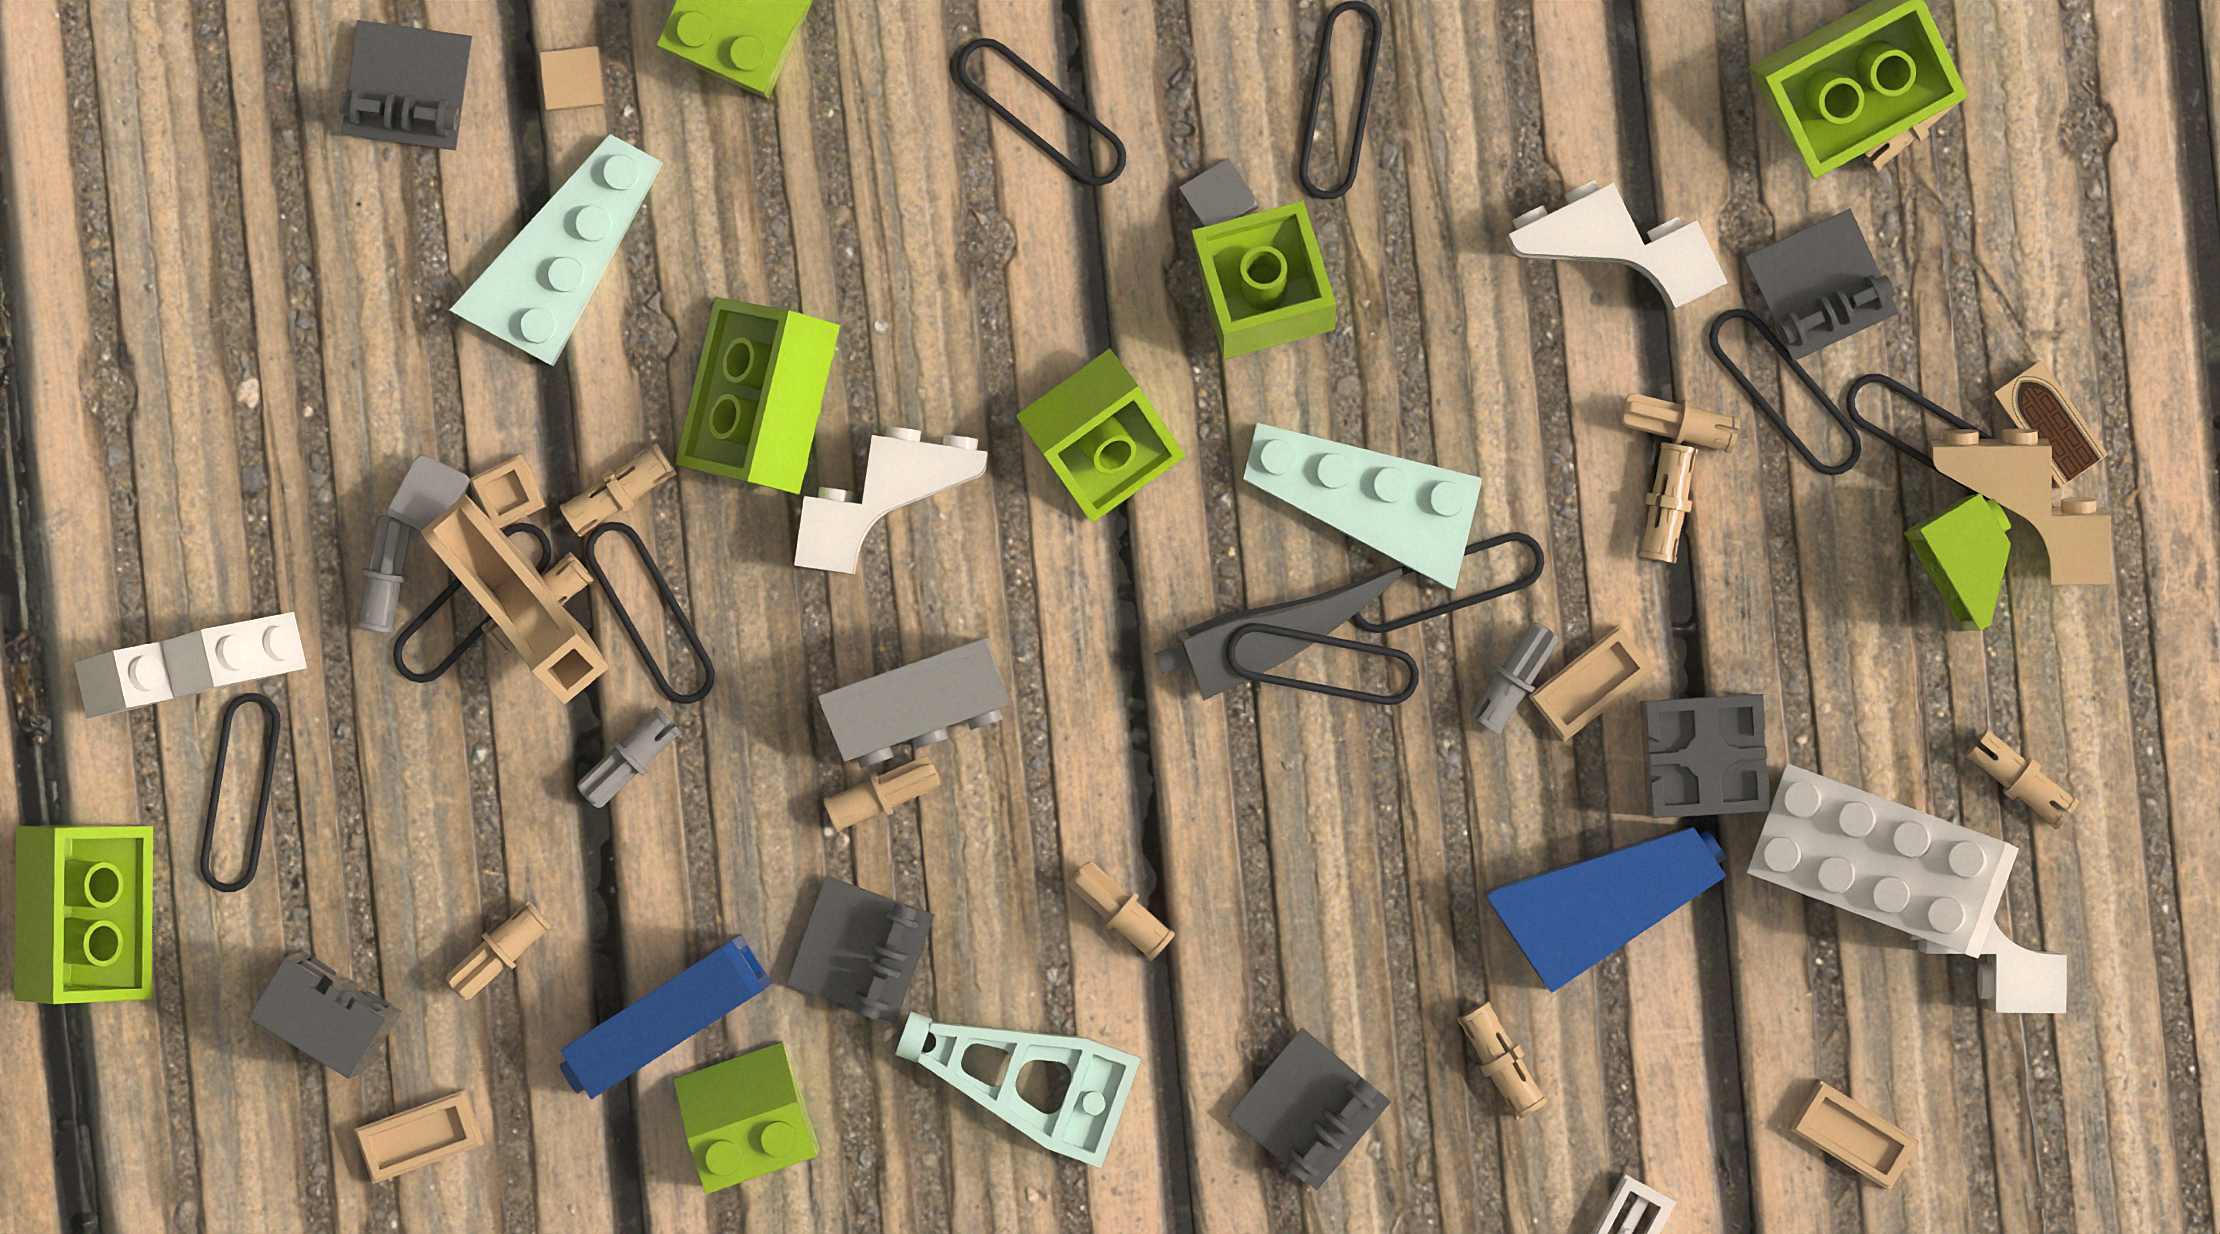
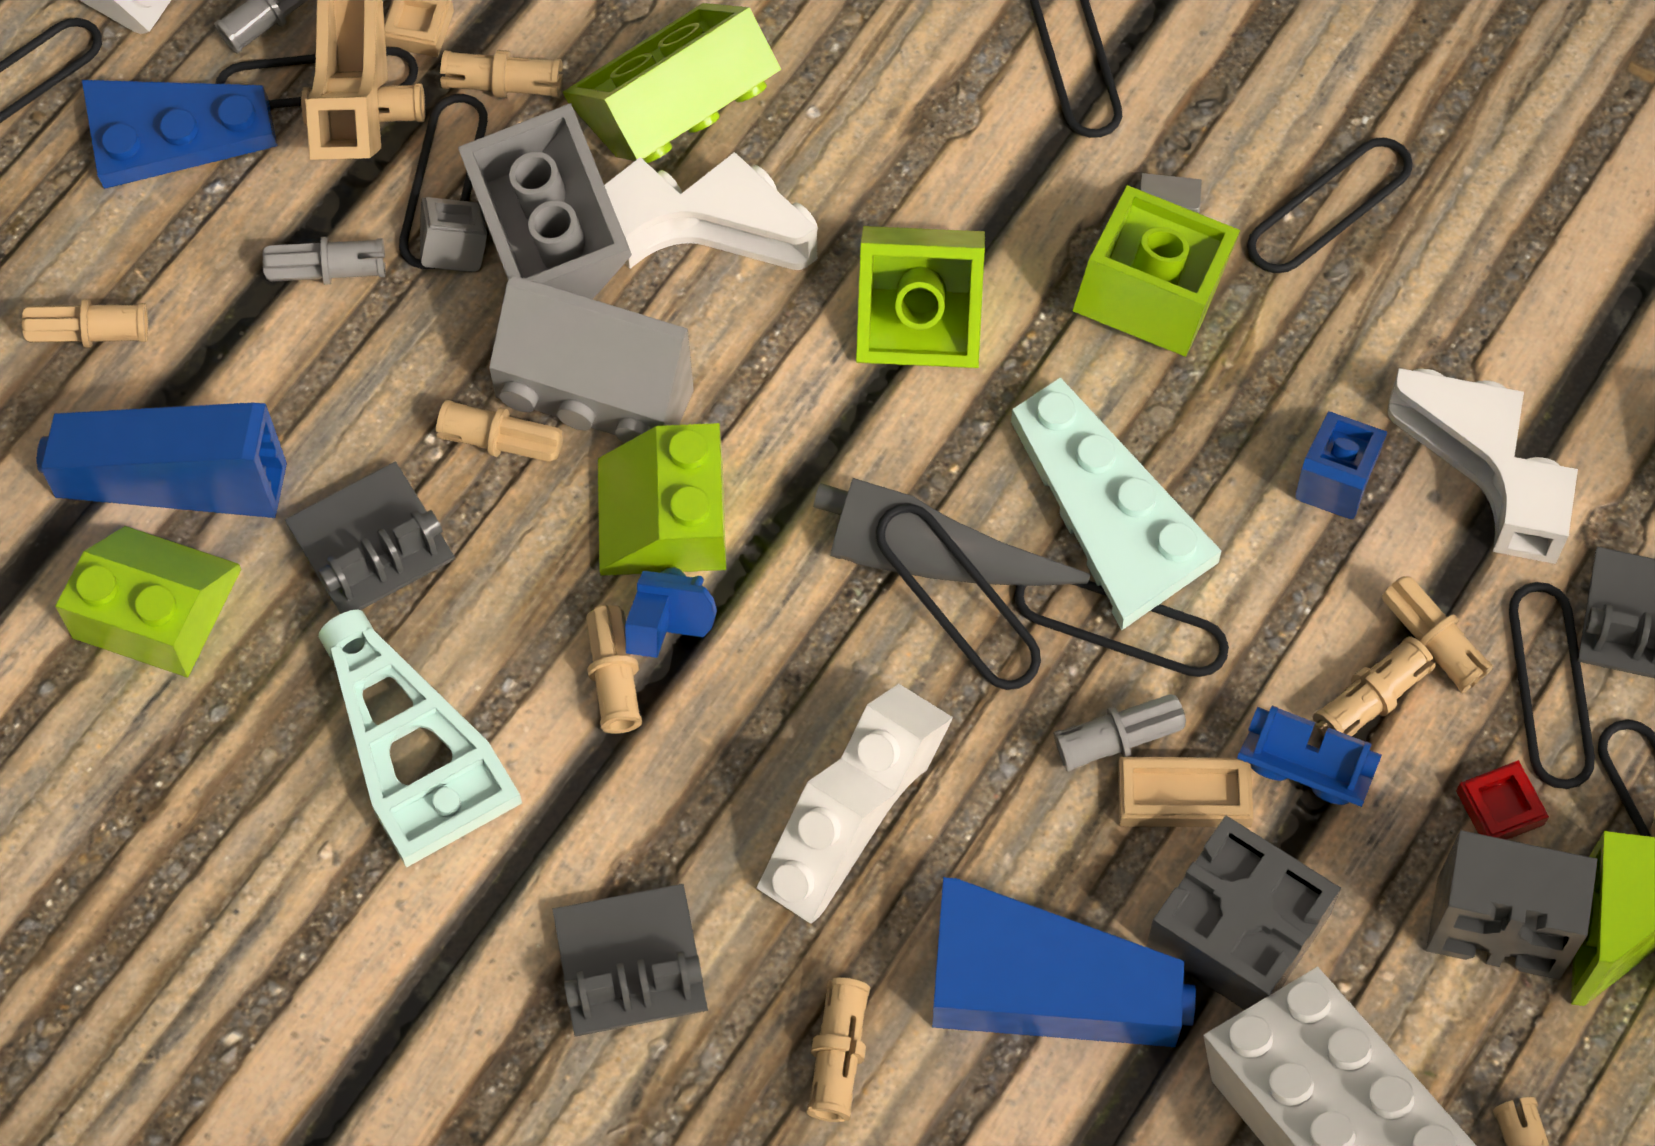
camera: 35 degrees right, 25 degrees down
(405, 737) = (171, 126): none -> blue wing
(702, 657) = (452, 234): none -> light grey slope
(774, 601) = (547, 203): none -> light grey slope
(1050, 759) = (663, 502): none -> lime slope
(1117, 835) = (667, 604): none -> blue piece
(1375, 877) = (851, 799): none -> white arch
(1516, 333) = (1339, 465): none -> blue slope
(1644, 606) = (1280, 750): none -> blue hinge
(1816, 518) = (1502, 802): none -> red tile
(1884, 612) = (1512, 904): none -> dark grey piece

